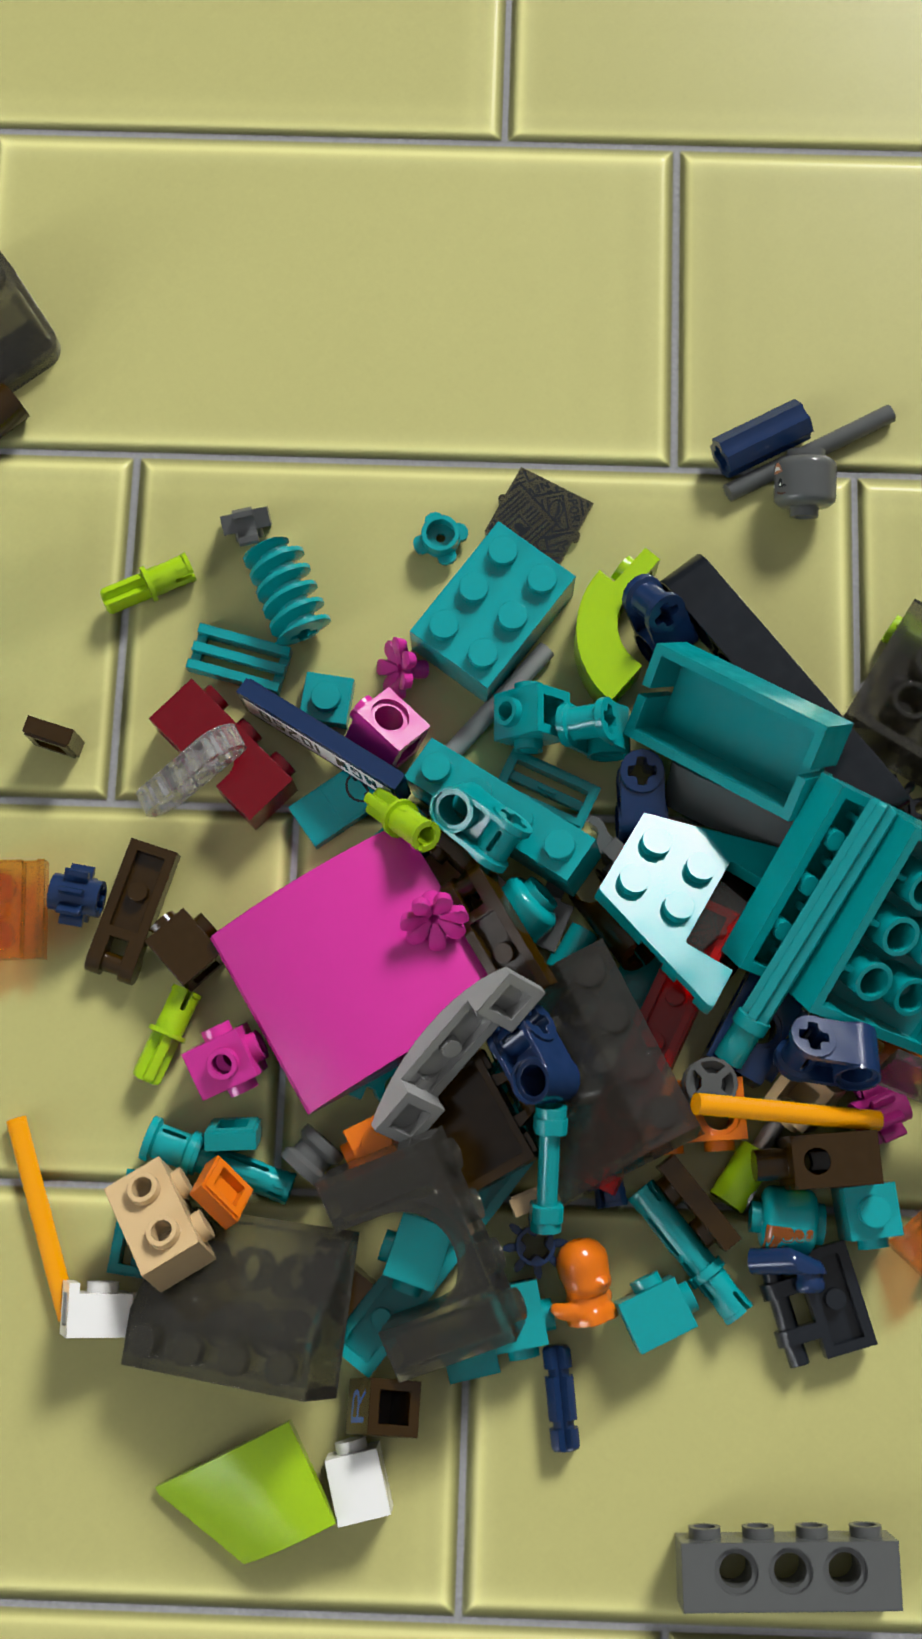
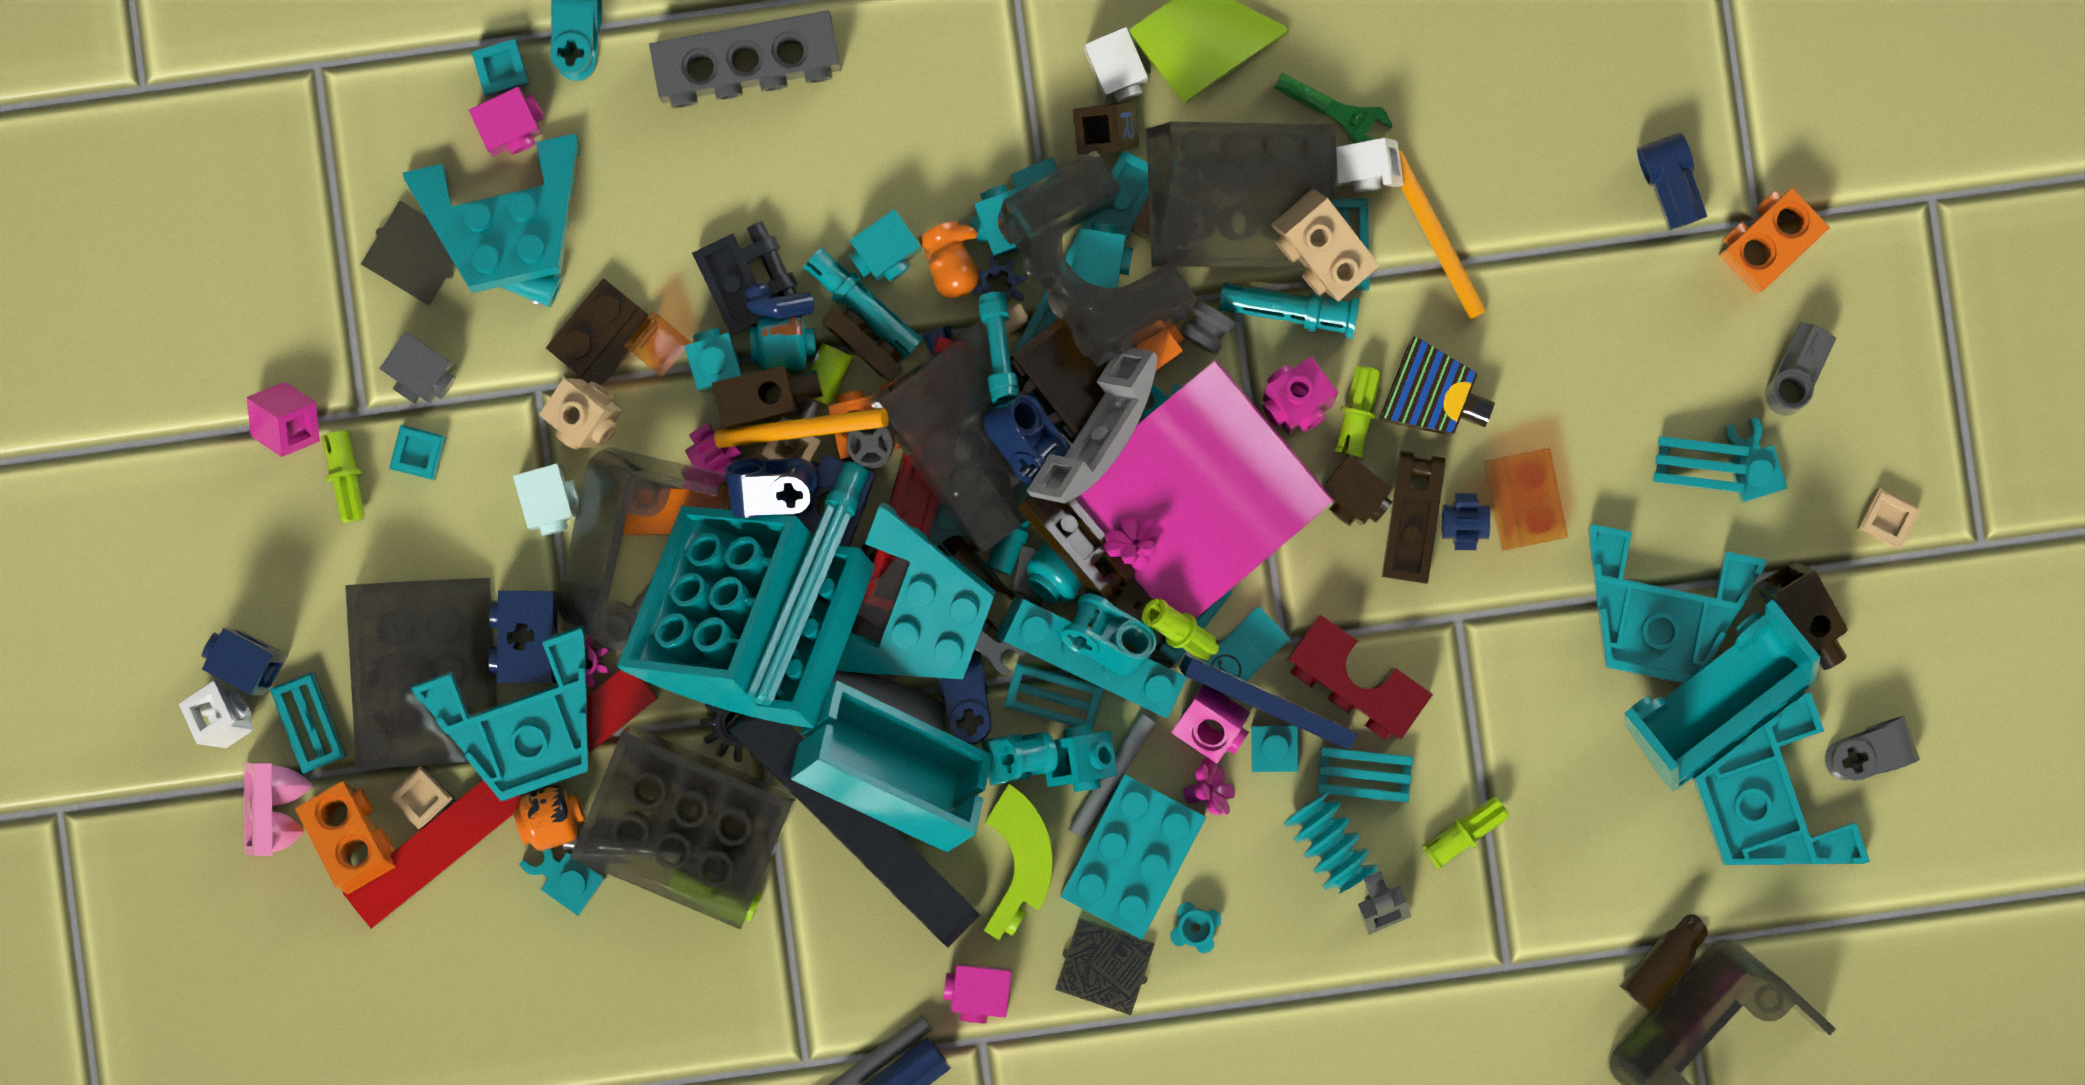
camera: 170 degrees right, 10 degrees up
(53, 737) = (1521, 666): dark brown tile -> none
(81, 1041) = (1433, 392): none -> torso
(105, 1368) = (1353, 119): none -> green piece
(191, 770) = (1383, 650): clear beam -> none
(221, 1192) = (1278, 281): orange tile -> none
(233, 1134) = (1280, 334): teal tile -> none
(561, 1398) = (955, 162): dark blue axle -> none
(656, 615) = (976, 871): dark blue piece -> none
(671, 509) = (978, 991): none -> dark pink brick
(805, 482) = (855, 1036): dark grey head -> none

